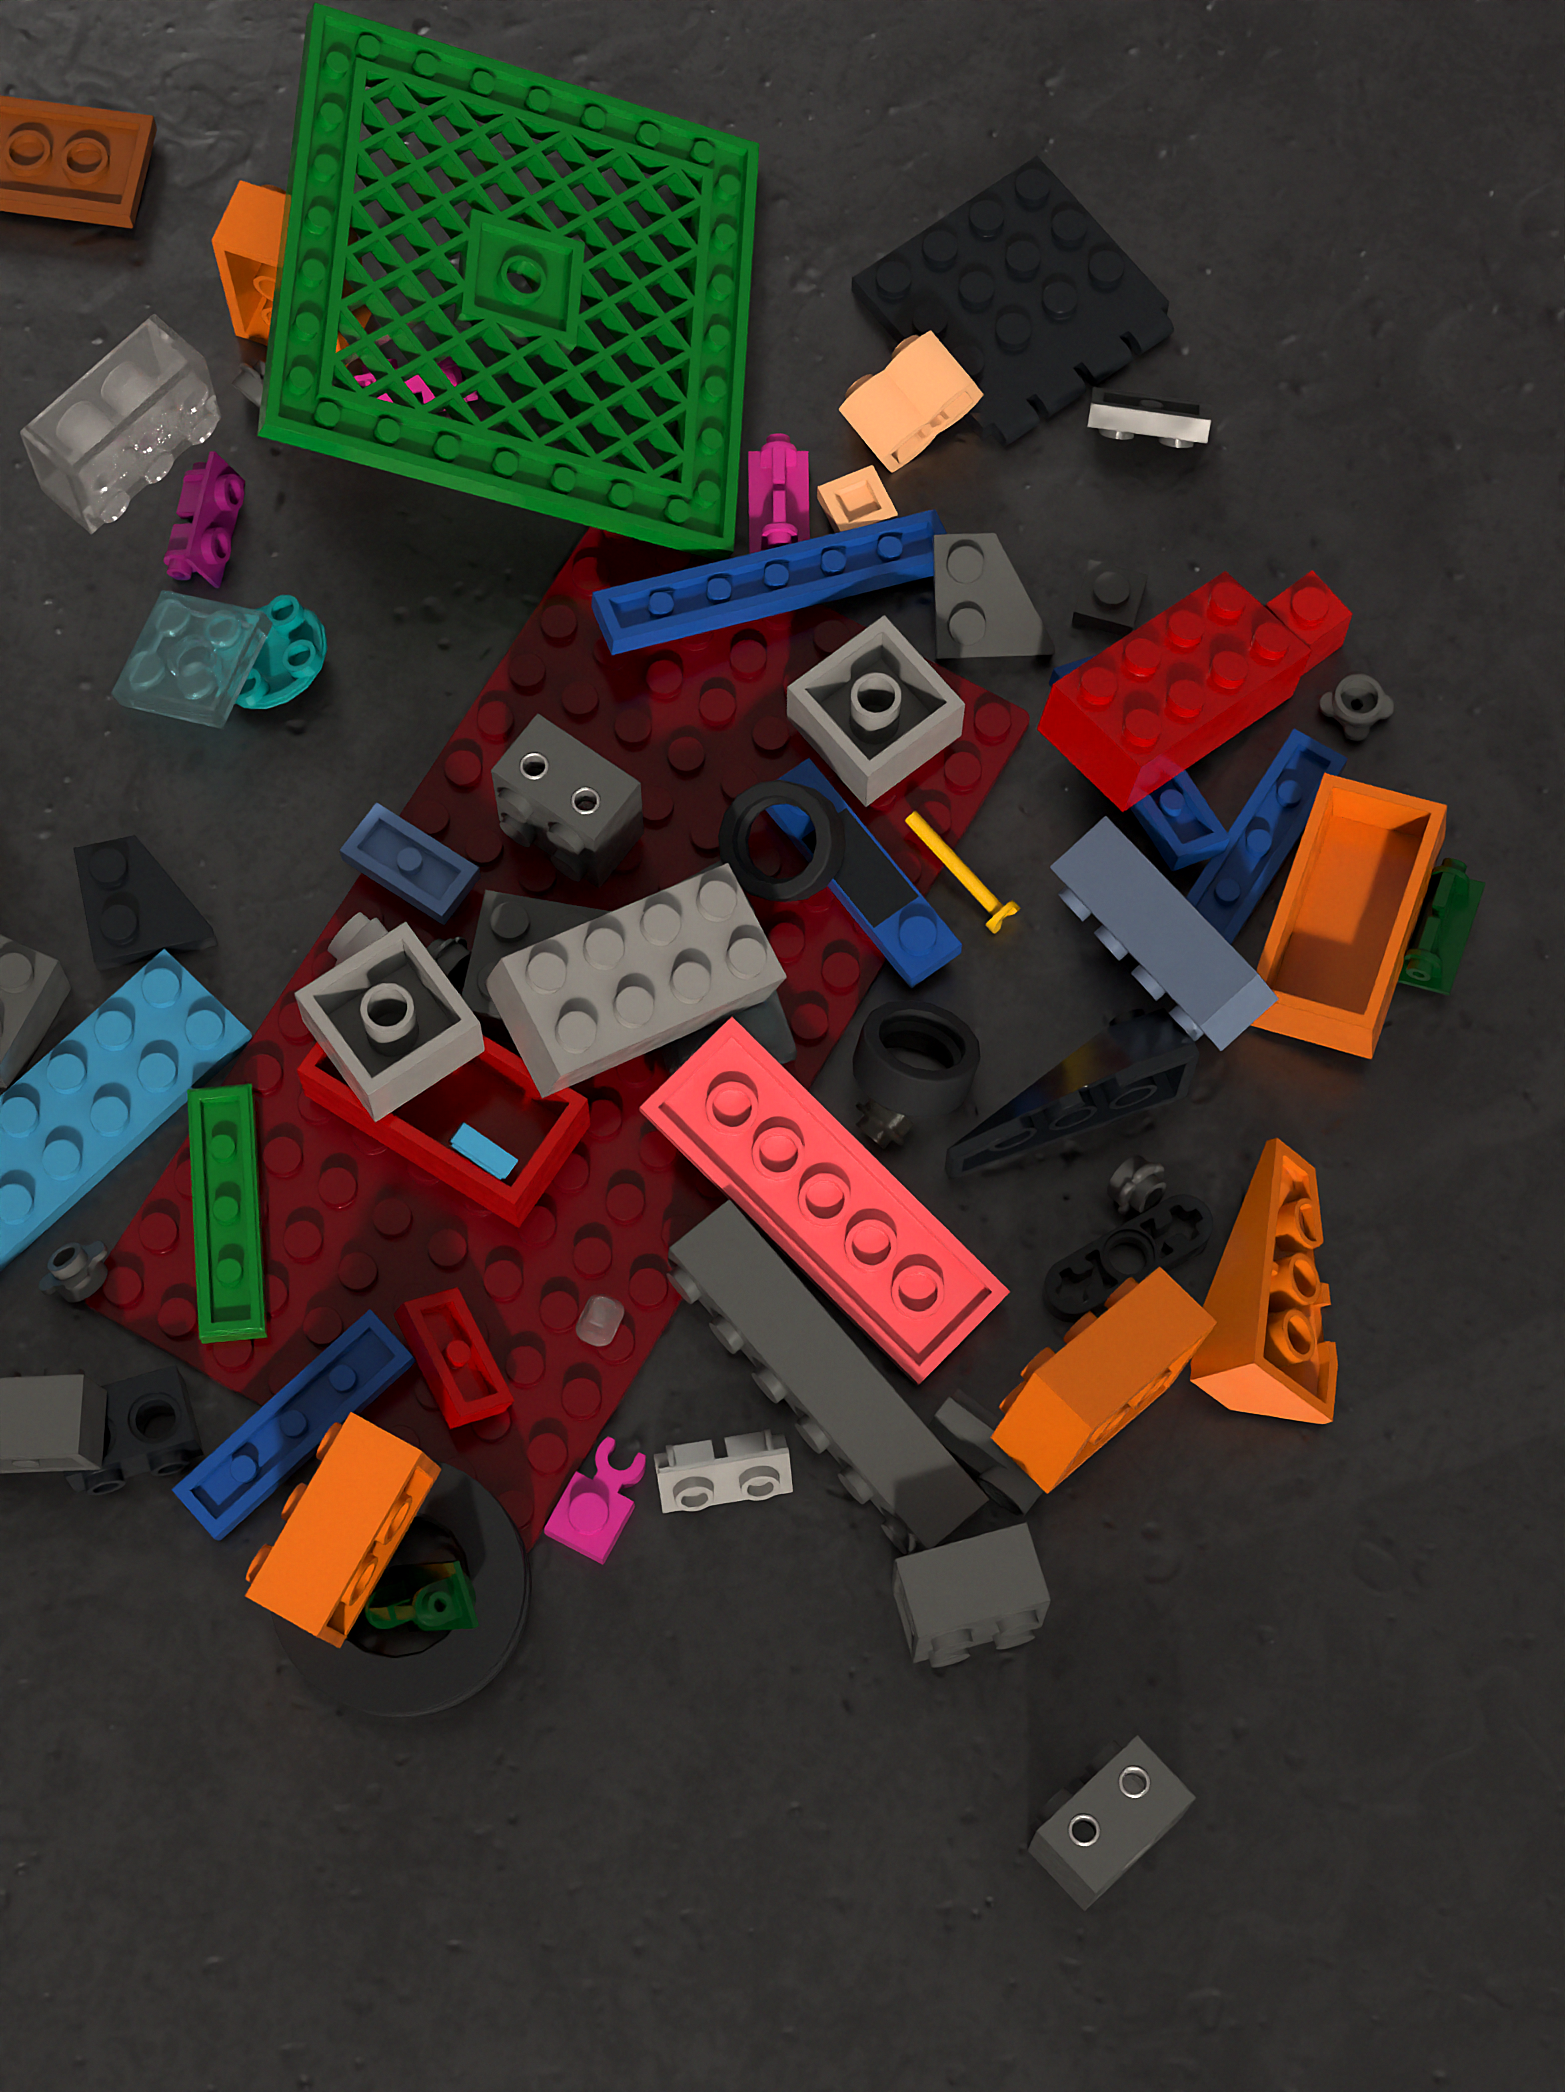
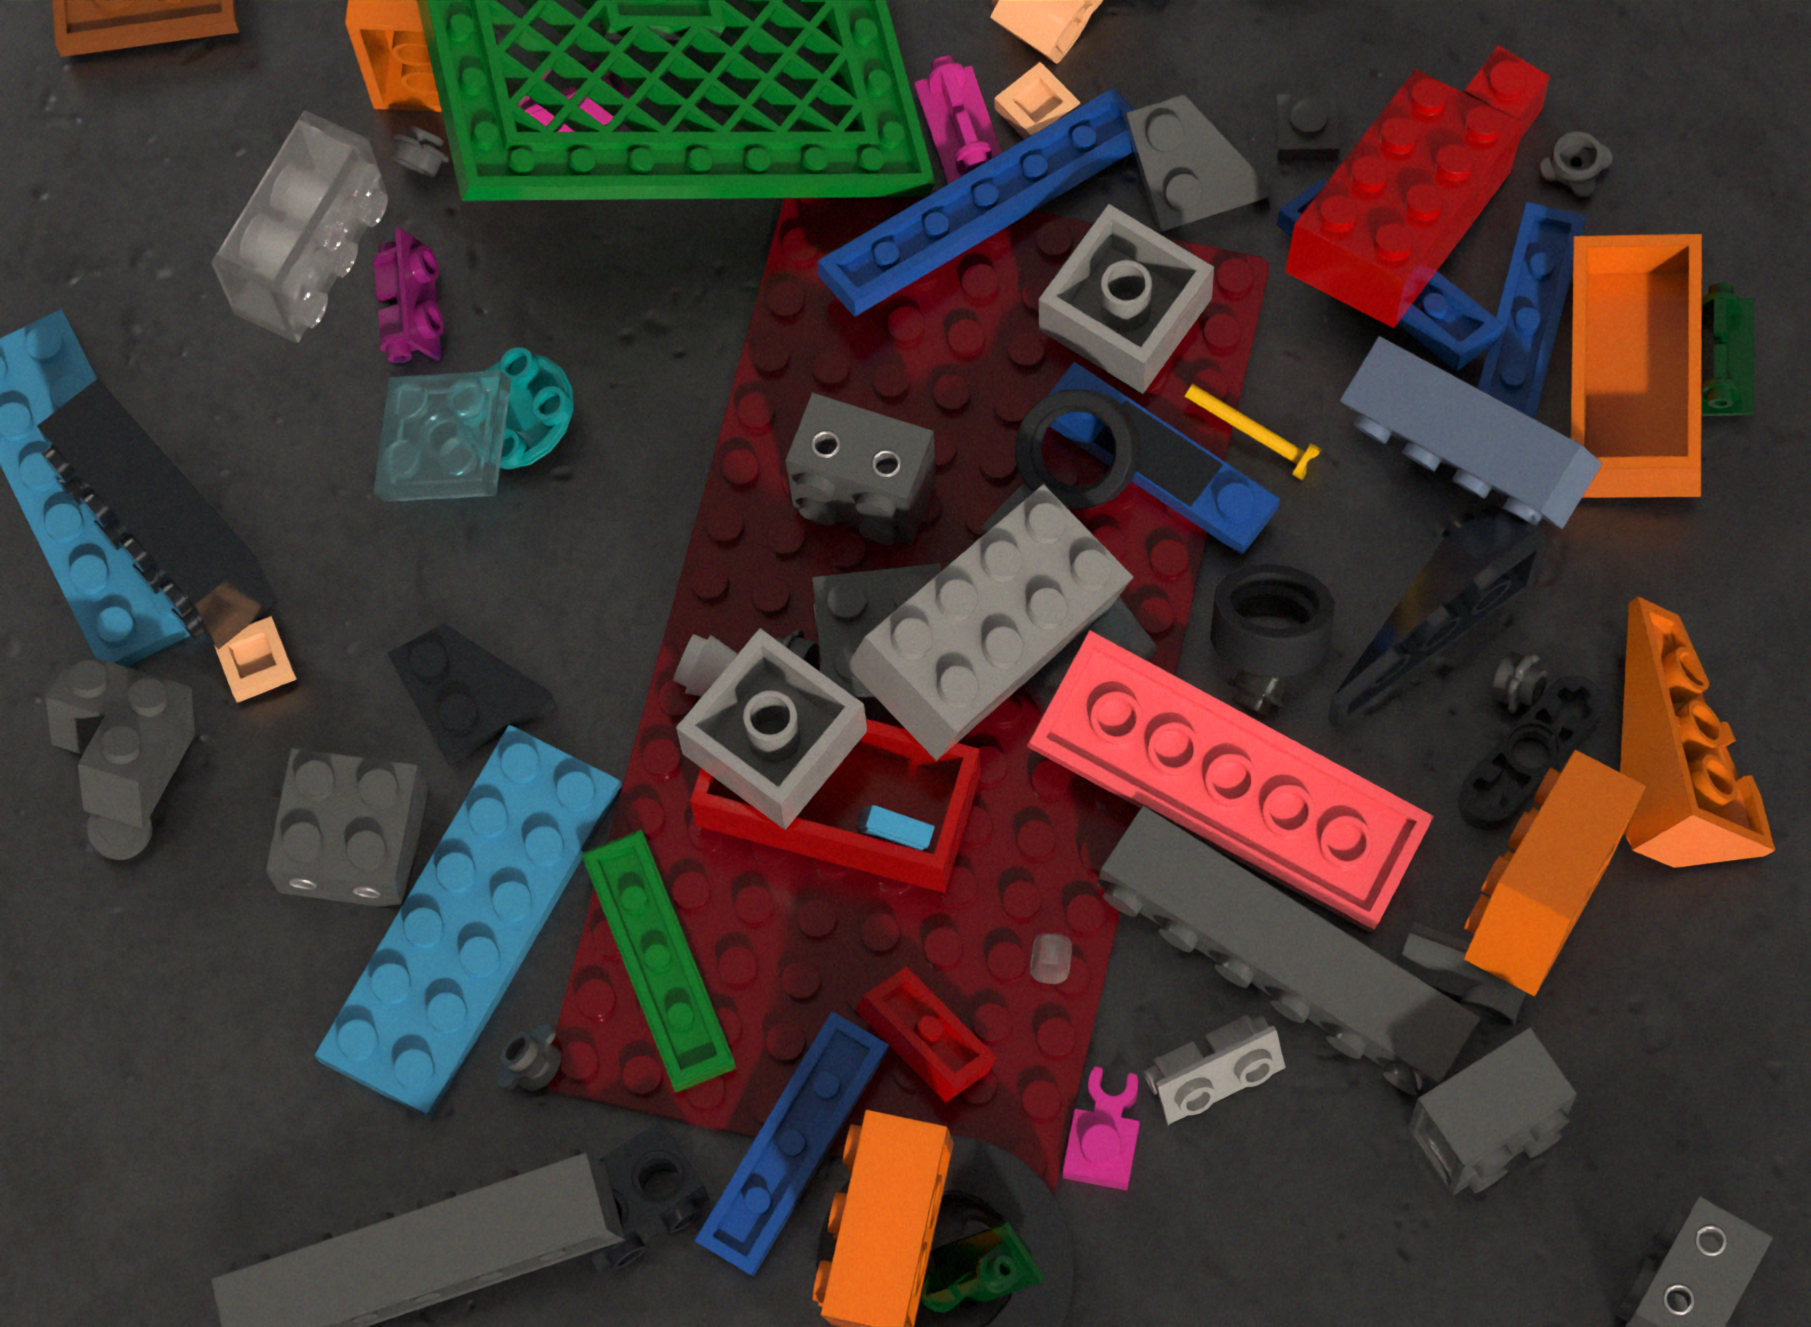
camera: 10 degrees left, 0 degrees up
(410, 863) = (724, 573): medium blue plate -> none

